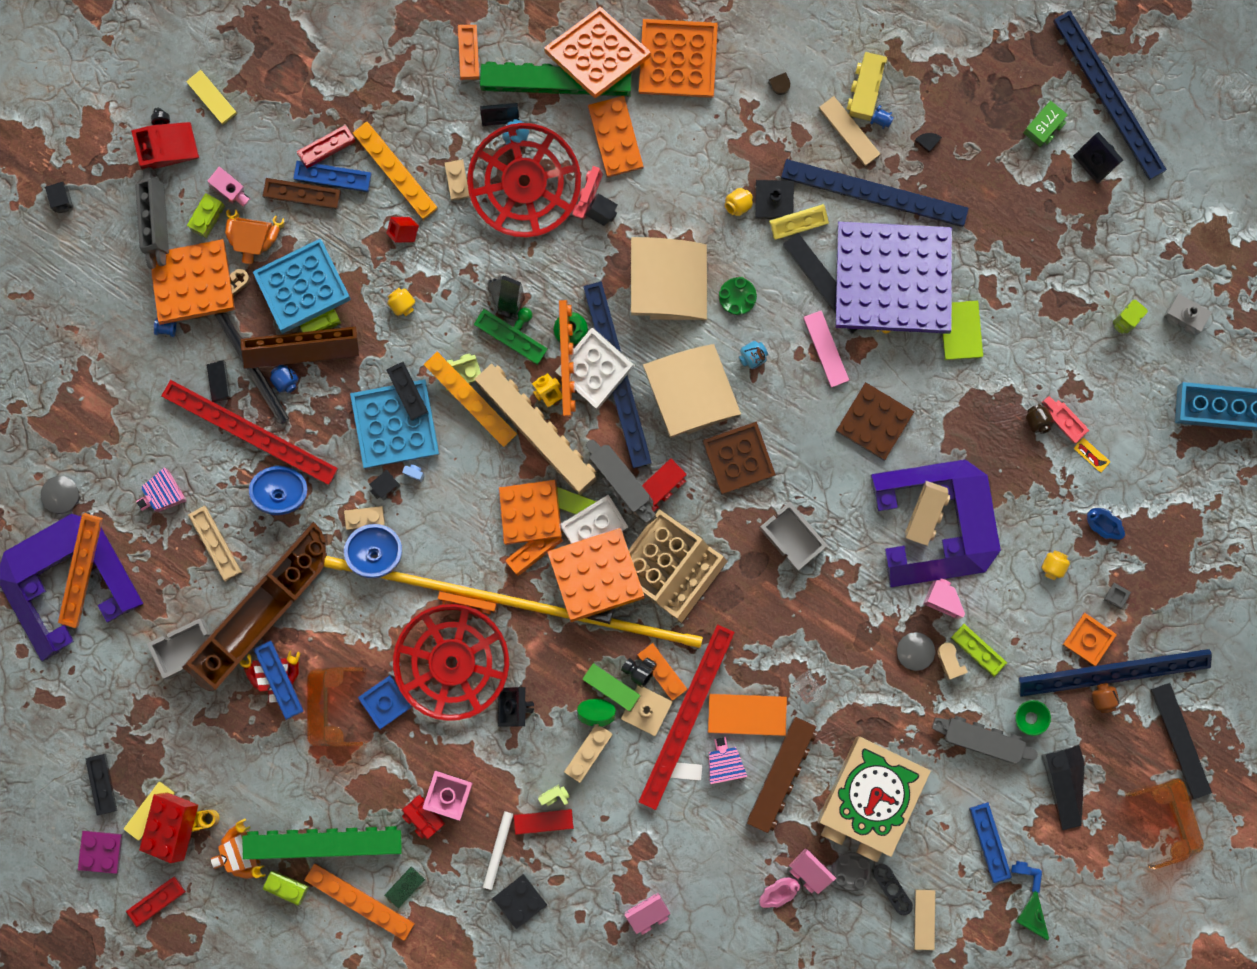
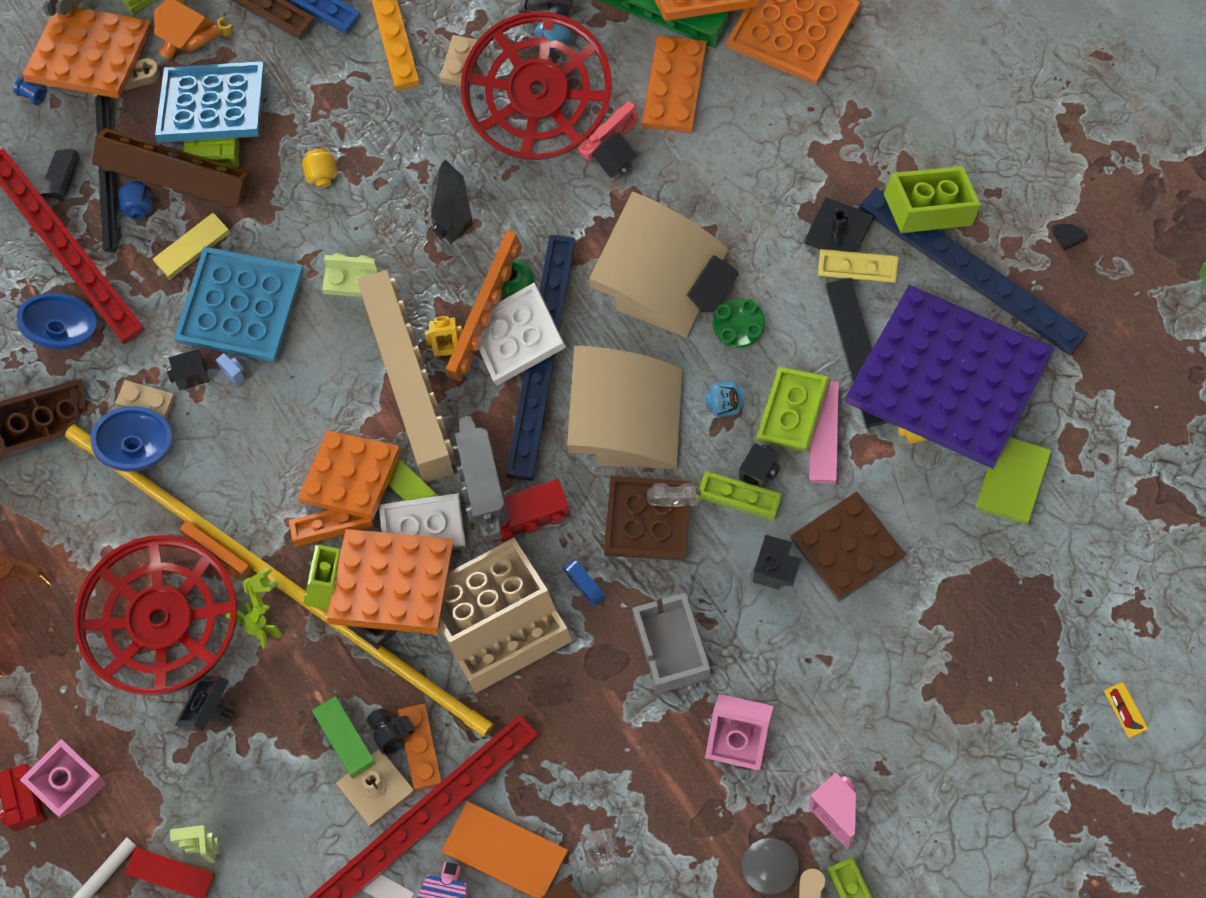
camera: 30 degrees right, 15 degrees down
(339, 395) = (190, 246): none -> light yellow tile
(384, 702) = (48, 632): blue plate -> none
(402, 229) = (364, 88): red panel -> none
(407, 391) = (272, 270): black tile -> none
(470, 399) = (344, 309): light orange plate -> none
(511, 335) = (433, 259): green plate -> none
(516, 638) = (254, 621): none -> lime piece
(549, 590) = (322, 577): none -> lime brick
(588, 753) = (270, 808): tan brick -> none
(596, 712) = (306, 756): green tile -> none
(709, 276) = (712, 284): none -> black slope
(717, 519) = (584, 583): none -> blue beam
(738, 202) = (791, 212): yellow head -> none
(744, 440) = (663, 495): none -> clear plate
(780, 84) = (907, 100): dark brown tile -> none
(790, 416) = (740, 495): none -> lime tile
(796, 391) = (759, 465): none -> black brick
(800, 342) = (793, 409): none -> lime tile
(831, 156) = (932, 199): none -> lime brick
(835, 455) = (775, 565): none -> black brick
(849, 131) = (962, 154): tan tile -> none
(860, 574) = (739, 732): none -> bright pink slope
(866, 86) = (1016, 138): light yellow wedge -> none
(882, 118) = (1019, 184): blue brick -> none
(927, 513) = (864, 686): tan brick -> none
(975, 515) = (892, 765): dark purple slope -> none
(1039, 419) = (1071, 630): dark brown head -> none
(1055, 565) = (1013, 831): yellow head -> none
(1066, 419) = (1107, 647): coral hinge -> none
(1105, 523) = (1106, 805): blue arm -> none

